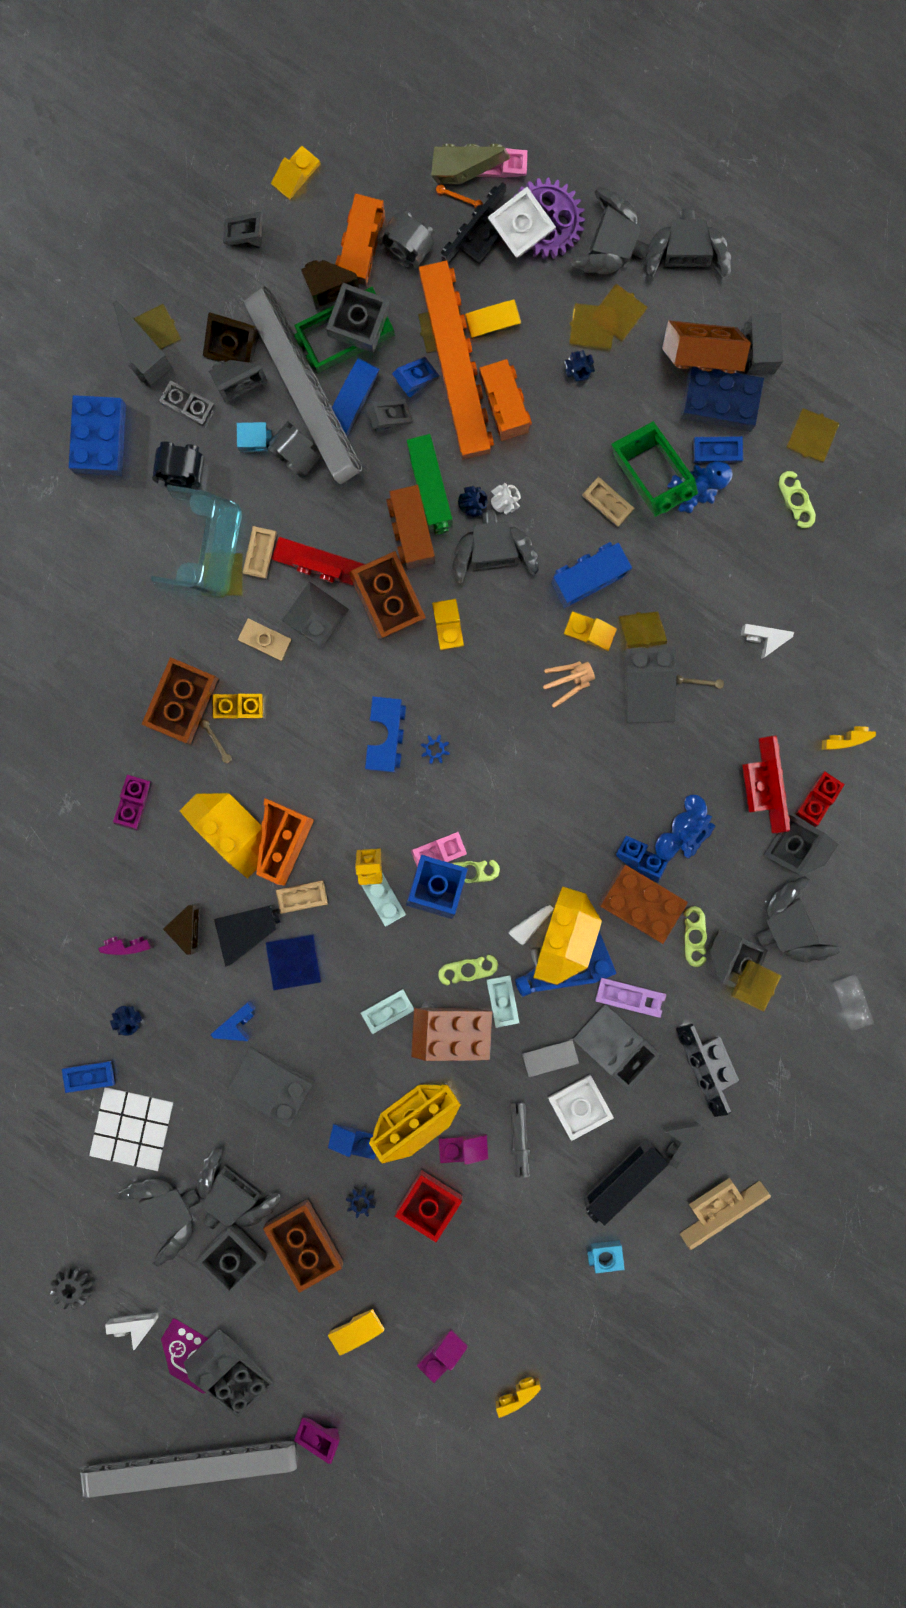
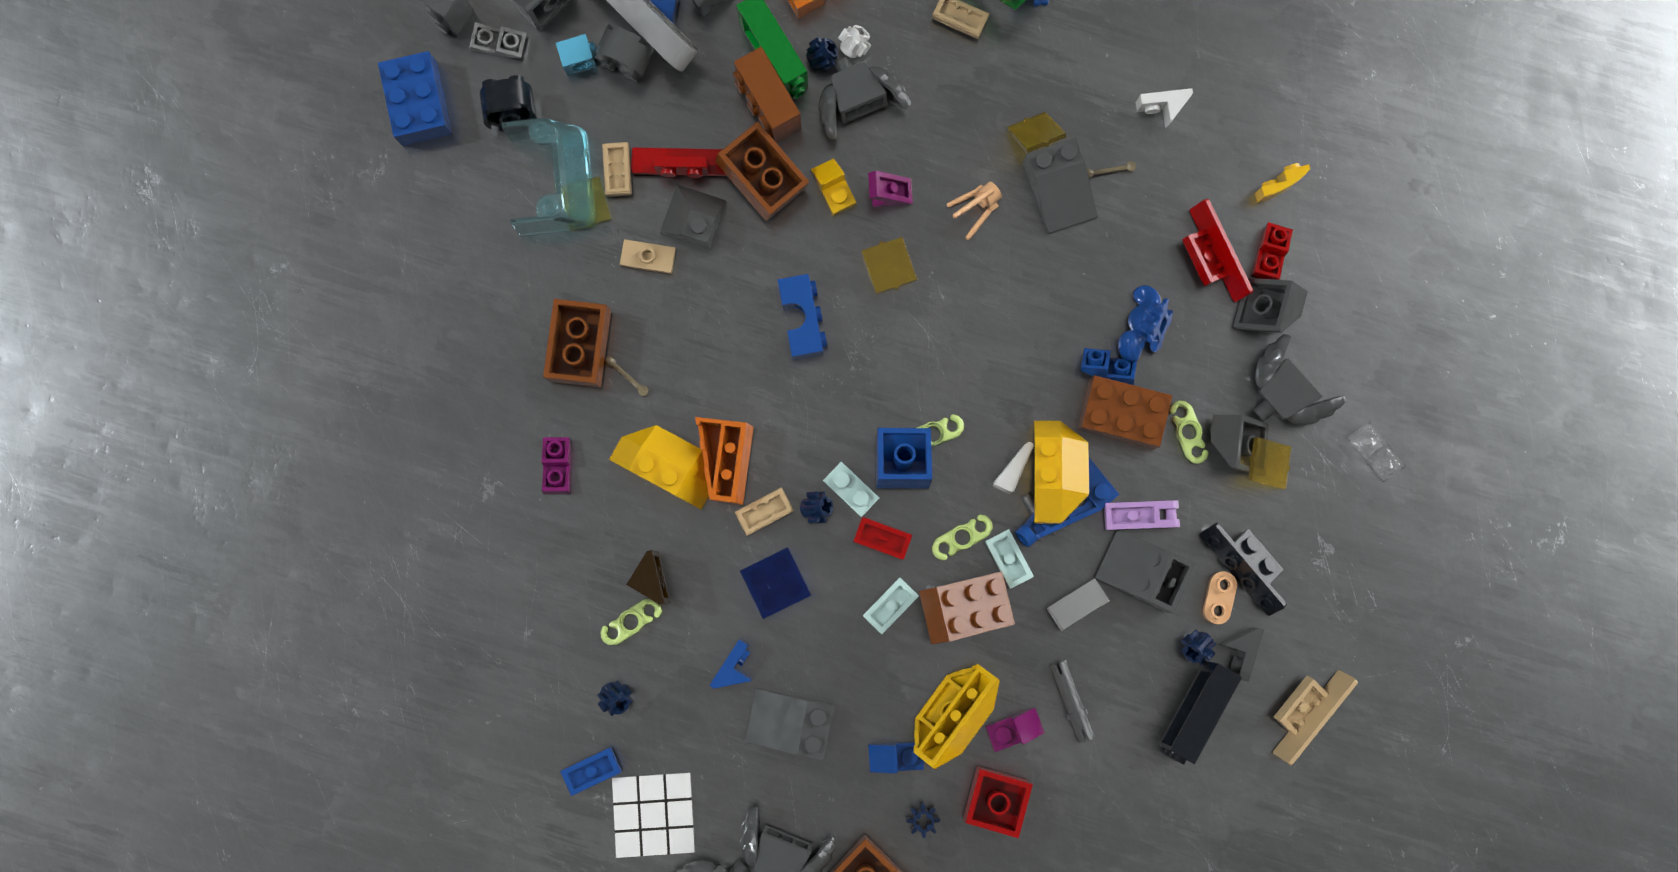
camera: 20 degrees left, 5 degrees down
(120, 947) = (584, 621): magenta slope -> none
(149, 964) = (618, 624): none -> yellowish green piece
(237, 706) = (639, 333): yellow slope -> none
(245, 930) = (715, 564): black slope -> none
(348, 907) = (816, 507): none -> dark blue gear
(369, 866) = (826, 458): yellow slope -> none
(398, 950) = (882, 538): none -> red plate
(438, 755) = (852, 320): blue gear -> none
(441, 849) = (901, 415): bright pink slope -> none
(476, 709) = (889, 265): none -> clear yellow piece
(496, 643) = (889, 189): none -> magenta slope
(580, 1107) = (1126, 647): white plate -> none
(590, 574) = (966, 90): blue brick -> none
(590, 631) = (983, 151): yellow slope -> none
(616, 1262) = (1215, 803): medium azure brick -> none
(643, 1126) = (1198, 647): none -> dark blue gear
(675, 1088) = (1218, 597): none -> light nougat plate

